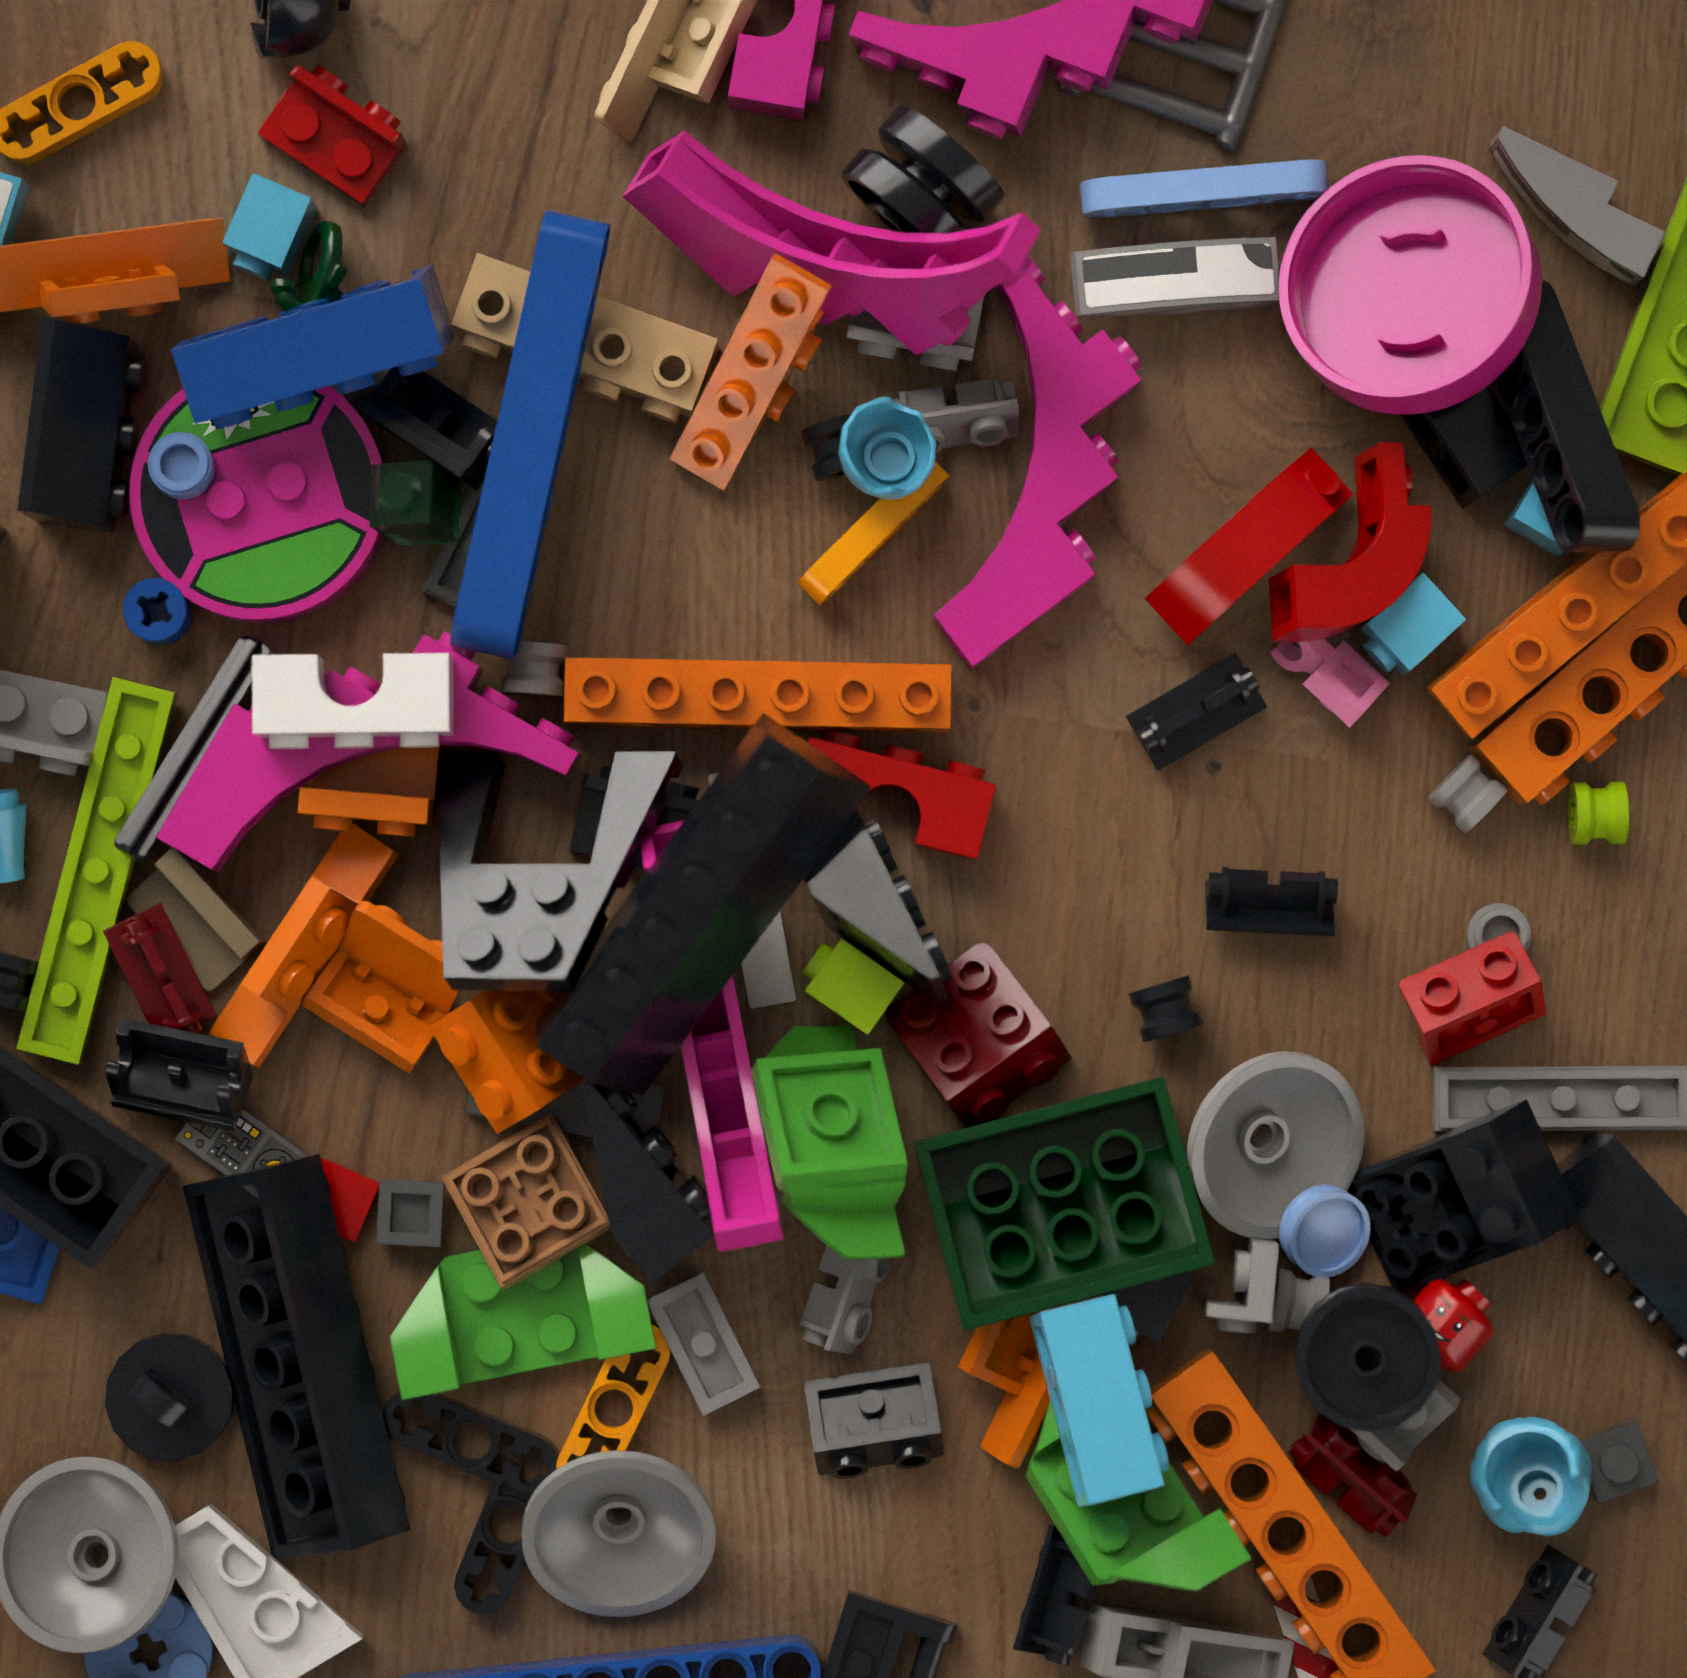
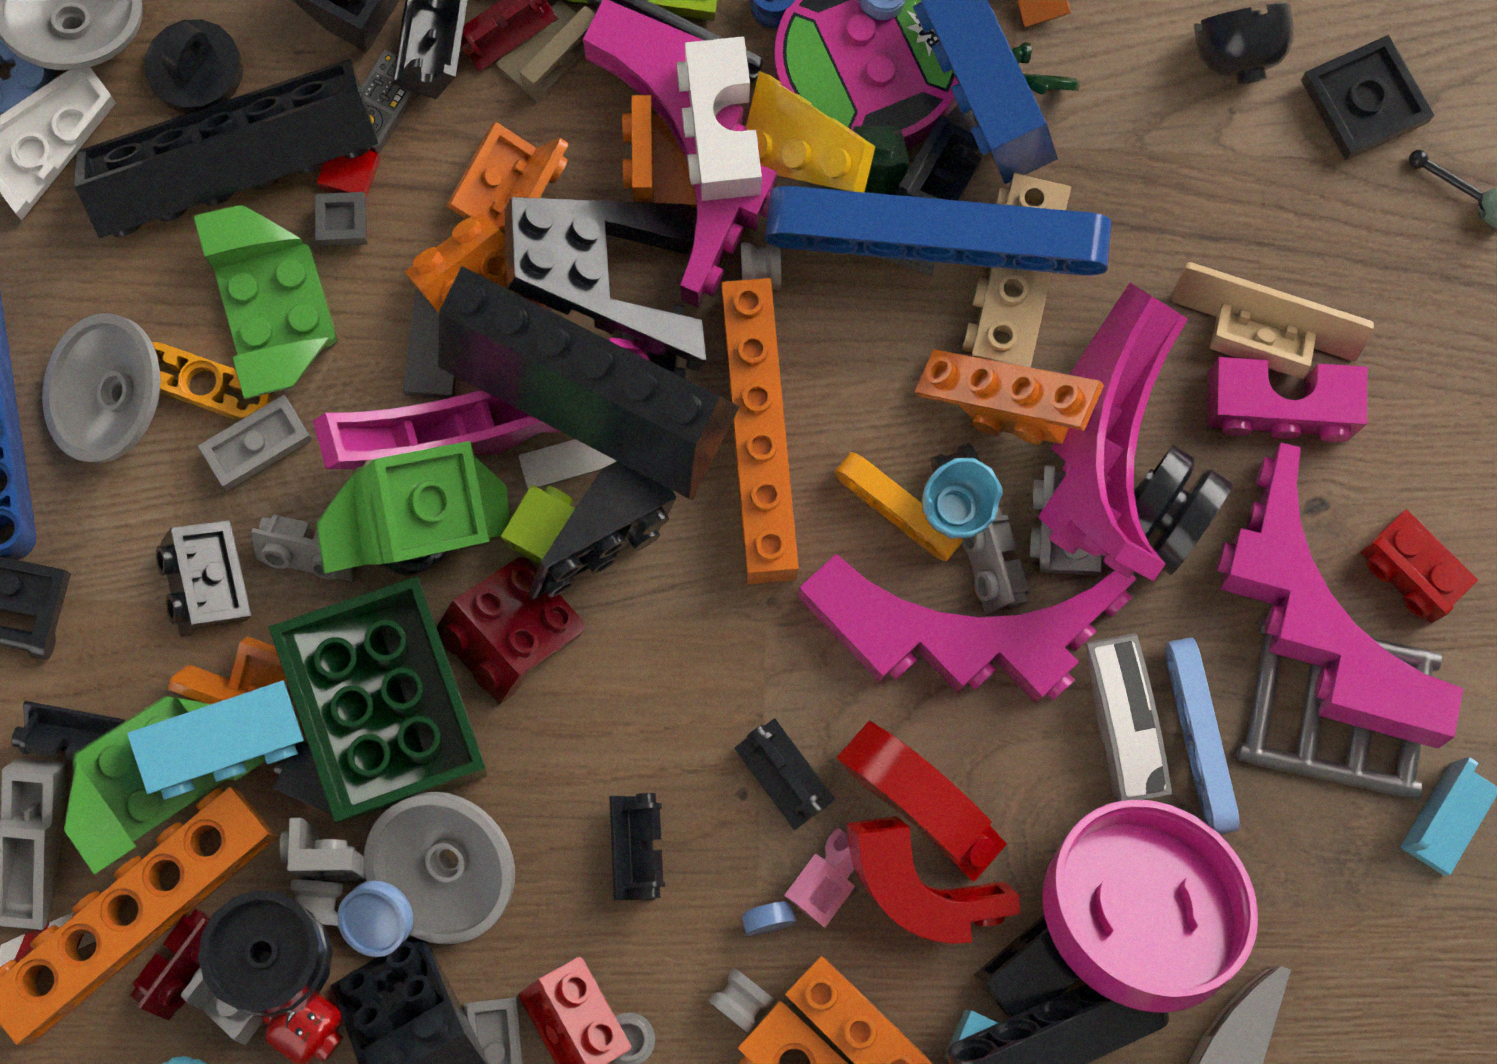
camera: 85 degrees right, 10 degrees down
(269, 228) = (1068, 44): medium azure brick -> none
(303, 943) = (537, 118): orange bracket -> none
(333, 134) = (1141, 86): red bracket -> none
(382, 595) = (804, 141): none -> yellow wing
(506, 1490) = (139, 309): black beam -> none
(528, 1201) = (354, 299): medium nougat tile -> none
(646, 1197) = (372, 367): black slope -> none
(949, 802) = (688, 585): red arch -> none
(1166, 1008) = (544, 772): black wheel -> none
(1373, 750) = (768, 918): none -> medium blue tile
(1411, 627) = (872, 938): medium azure brick -> none

